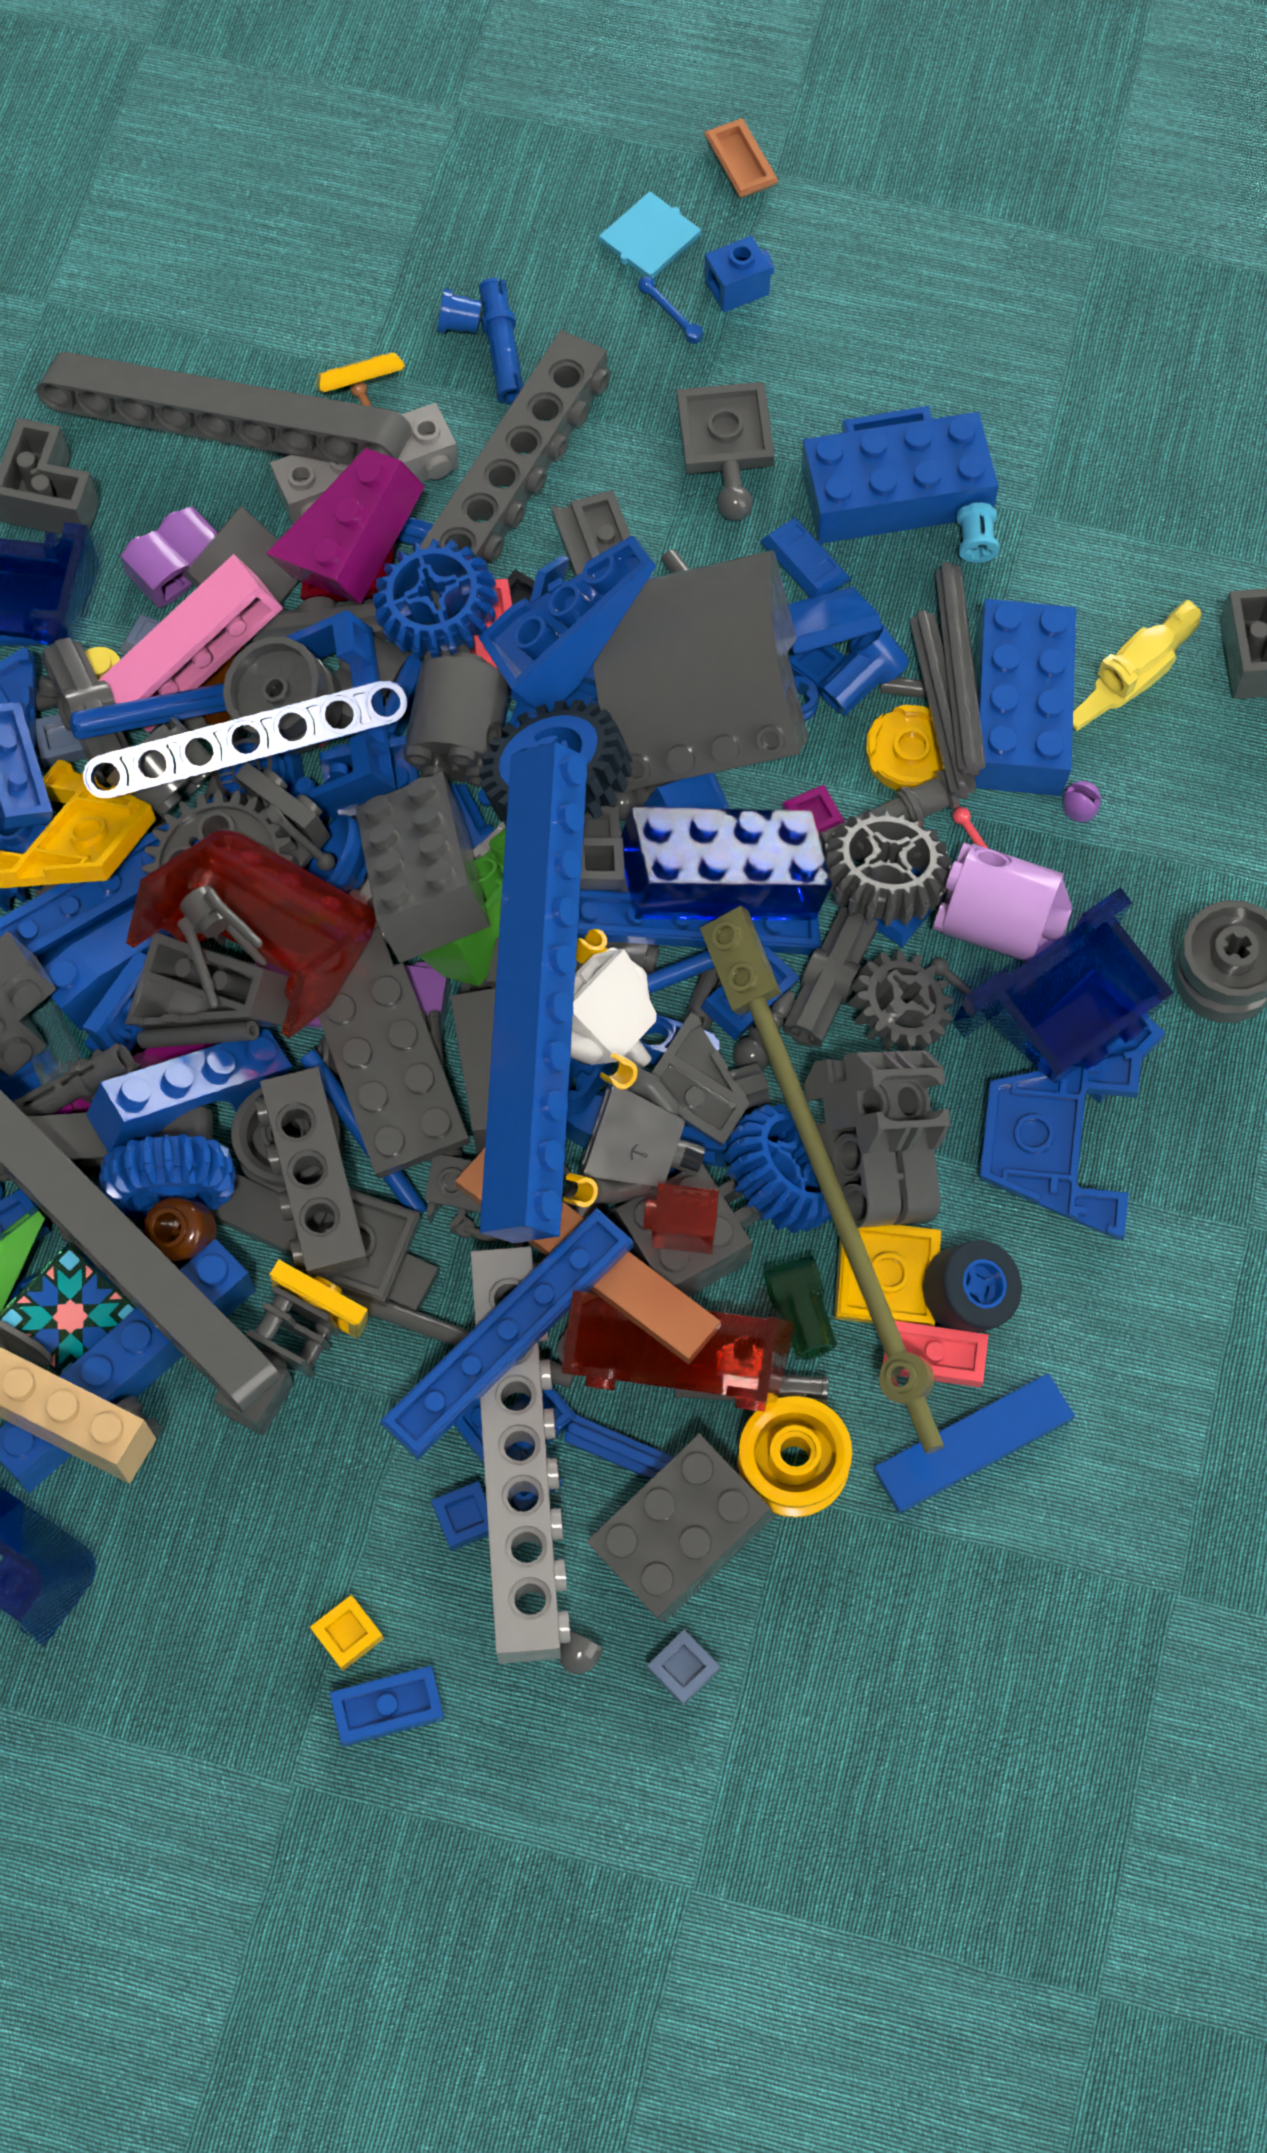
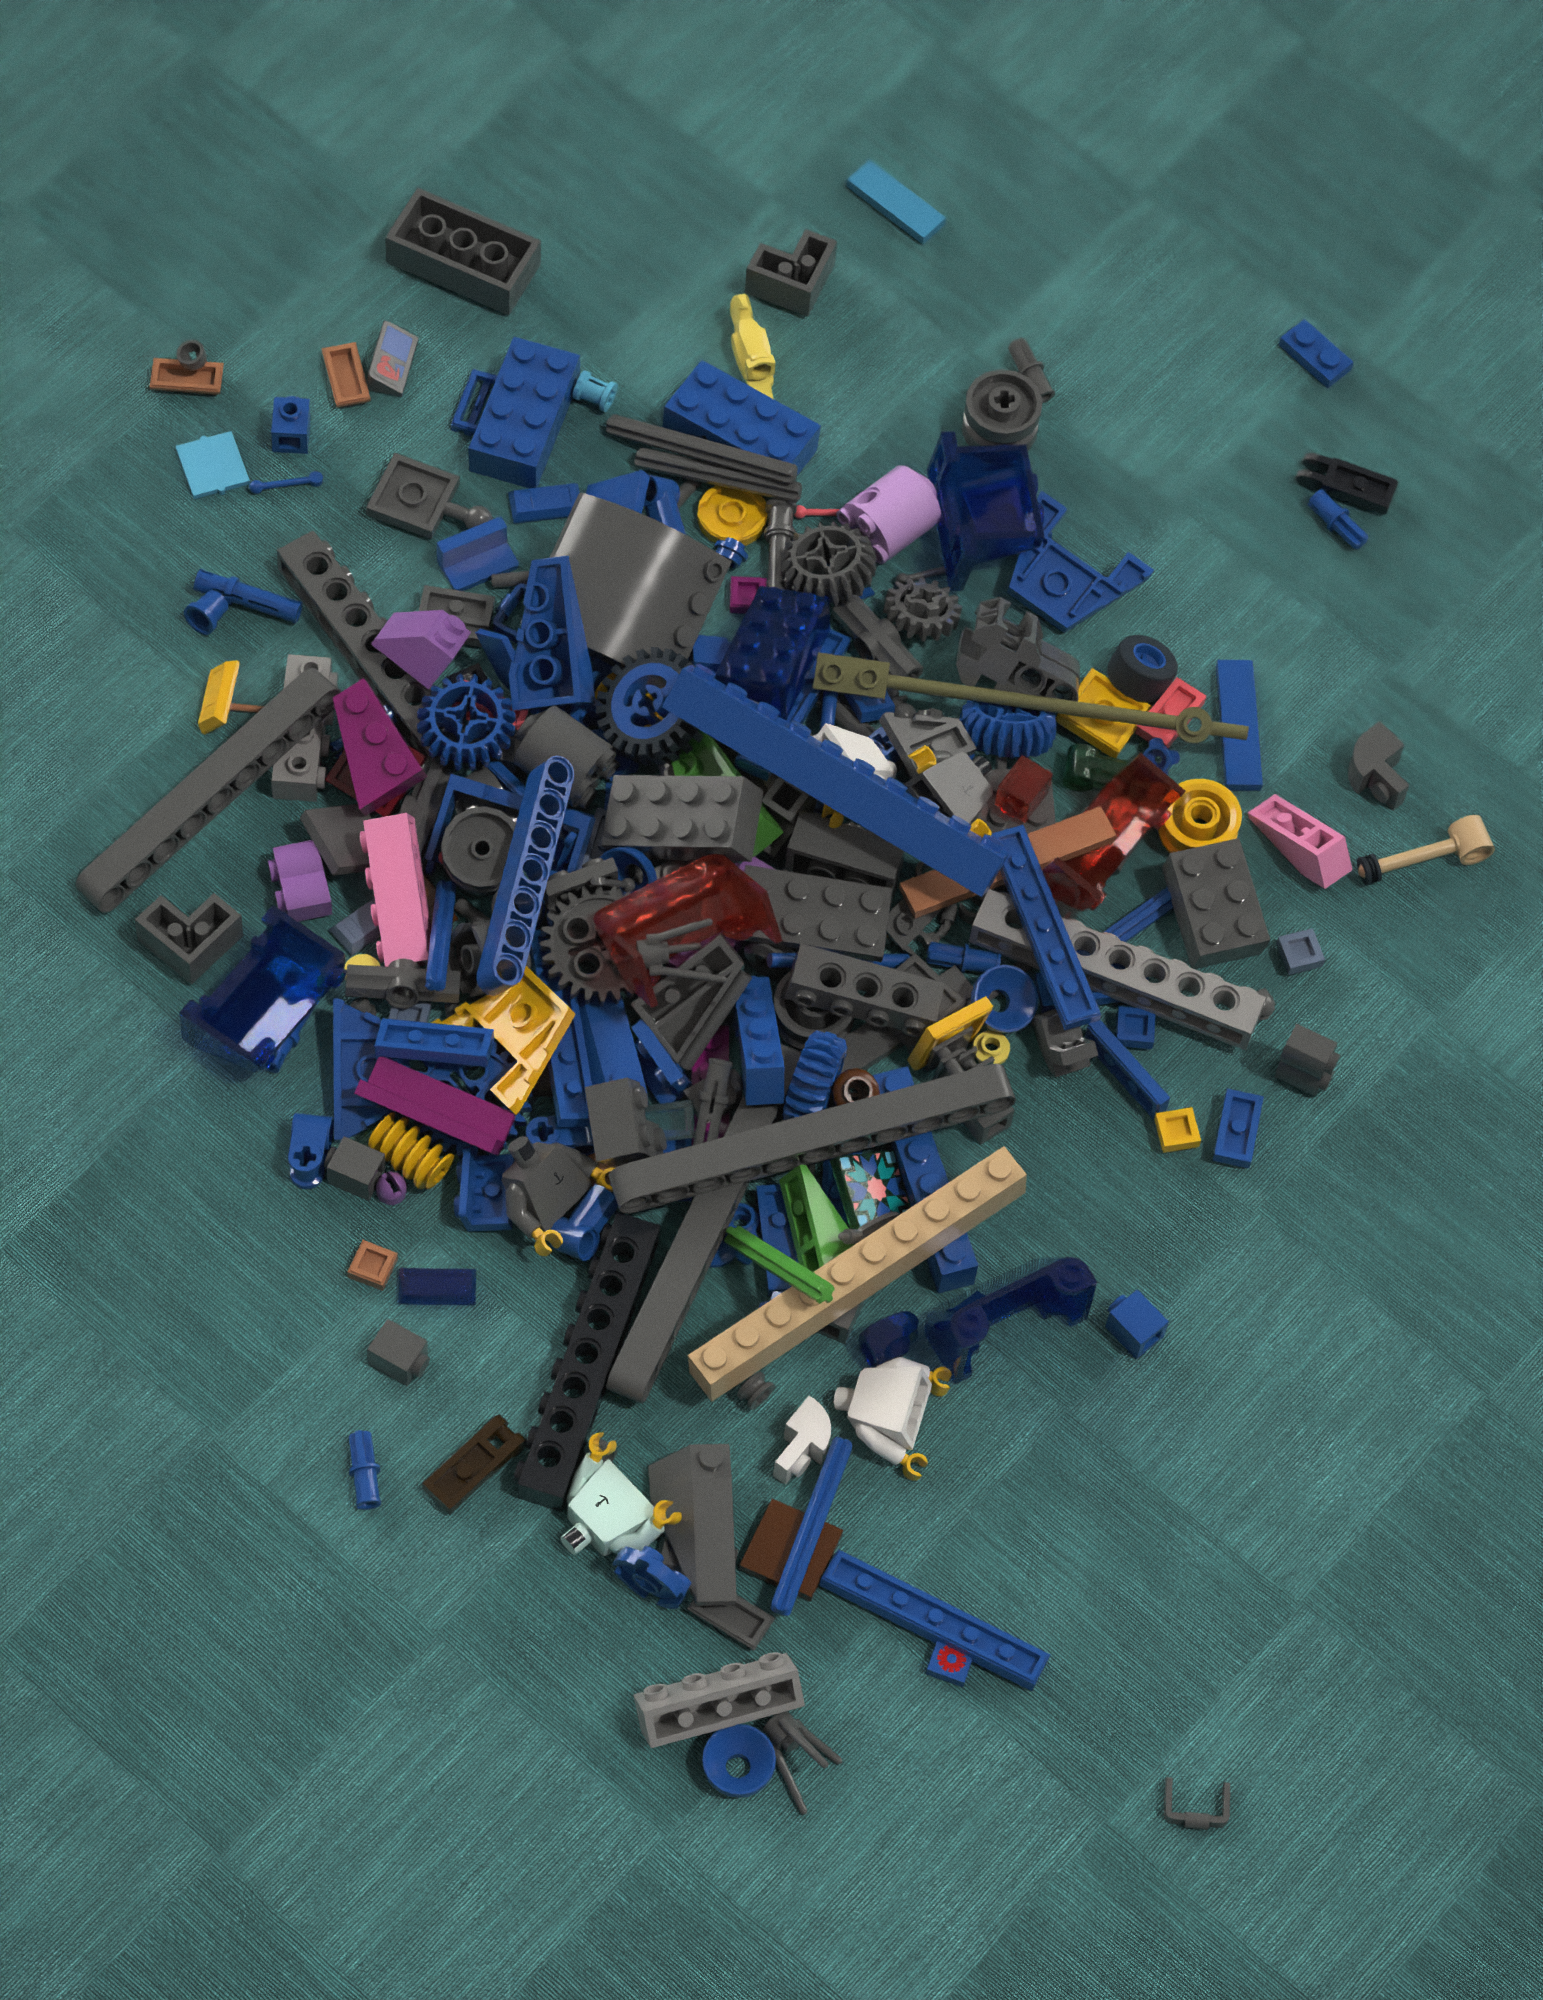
camera: 70 degrees left, 5 degrees down
(48, 1705) = (1136, 1323): none -> blue brick
(351, 1376) = (992, 1037): none -> light yellow plate
(372, 1451) = (1062, 1049): none -> dark grey brick
(383, 1344) = (1019, 994): none -> blue piece
(397, 1531) = (1127, 1069): none -> blue tile
(453, 1273) = (962, 957): none -> blue axle
(511, 1745) = (1308, 1061): none -> dark grey brick
(519, 514) = (422, 642): none -> medium lavender slope
(689, 522) = (476, 555): none -> blue panel
(757, 142) = (185, 358): none -> dark grey hinge
(840, 294) = (346, 375): none -> nougat tile
(844, 1595) = (1305, 841): none -> bright pink slope
(850, 1365) = (1168, 756): none -> blue plate
(852, 767) = (732, 550): none -> blue plate
(887, 325) = (392, 360): none -> slope
(966, 1808) = (1467, 840): none -> tan piece
(1011, 1626) = (1372, 766): none -> dark grey brick
(1065, 318) = (463, 251): none -> dark grey brick
(1077, 805) = (833, 443): medium lavender hinge -> none

